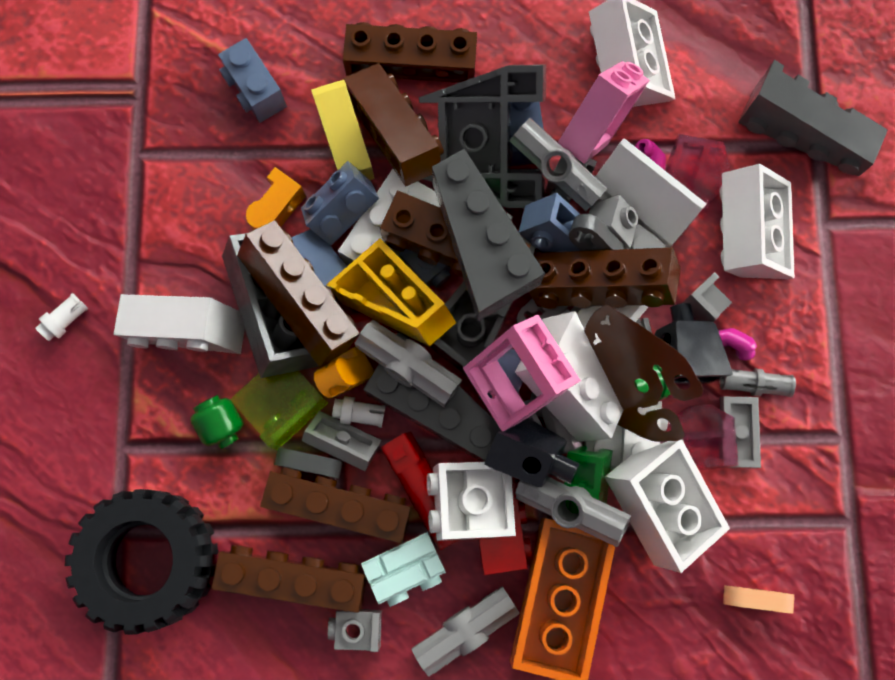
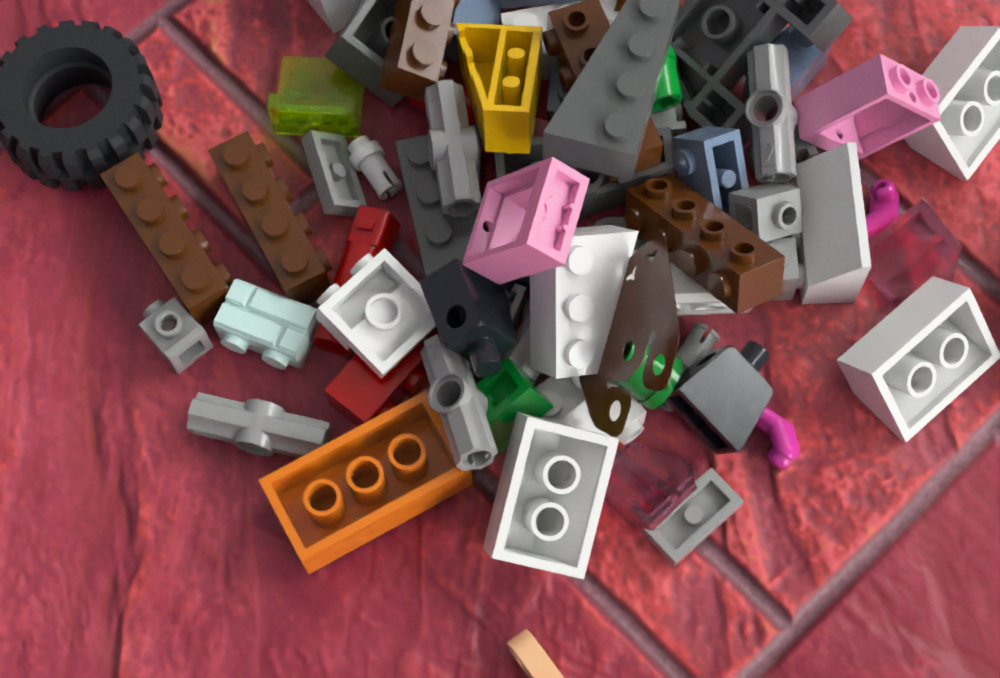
camera: 50 degrees right, 10 degrees down
(216, 422) = (252, 60): green head -> none
(308, 463) = (288, 165): dark grey beam -> none
(343, 373) = (390, 115): light orange leg -> none
(591, 234) = (732, 193): dark grey beam -> none
(708, 301) = (793, 373): light grey panel -> none
(759, 382) = (760, 493): light grey pin -> none

